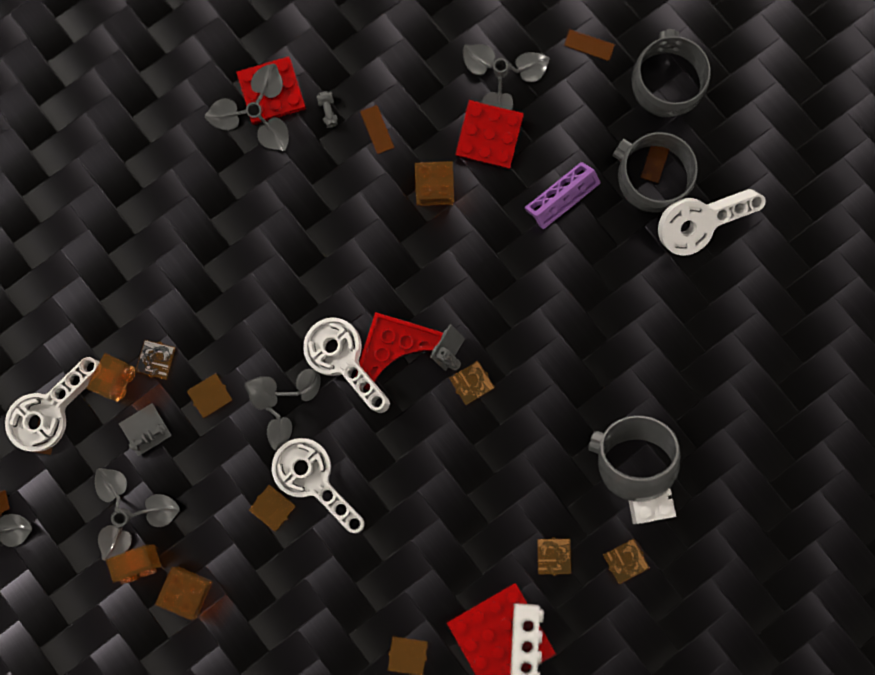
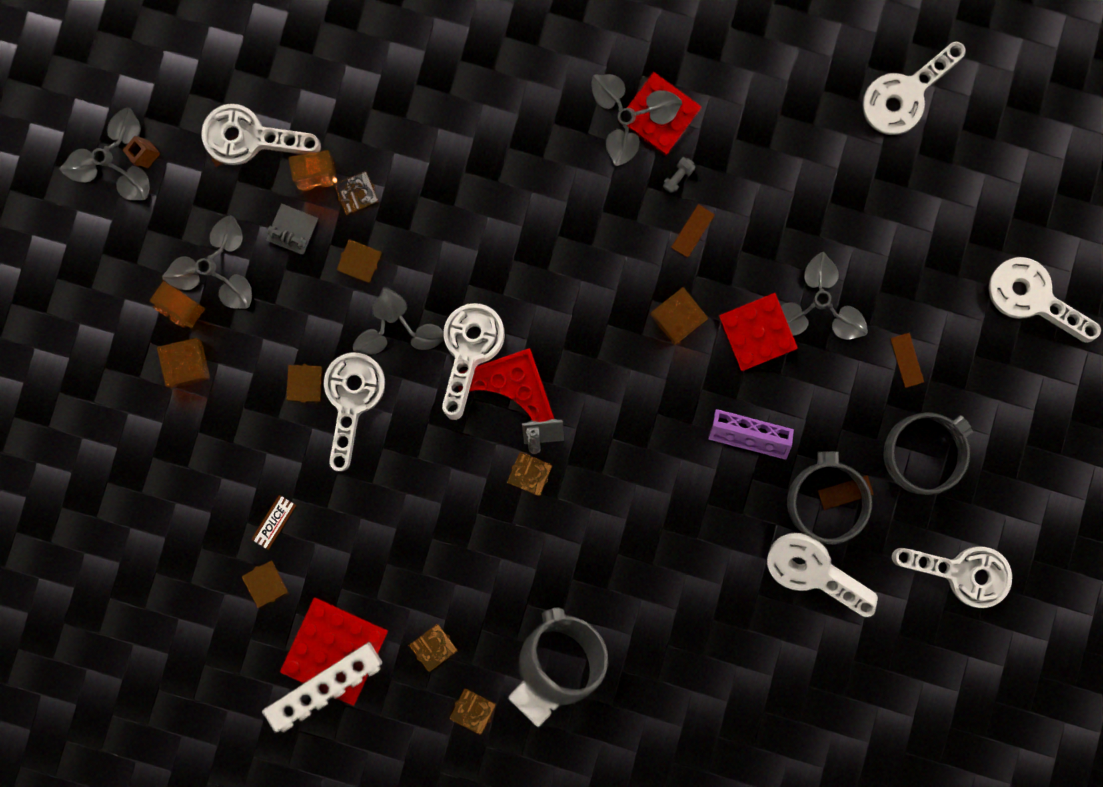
camera: 50 degrees right, 5 degrees up
(363, 612) = (273, 522): none -> sticker
(778, 117) = (963, 572): none -> white beam

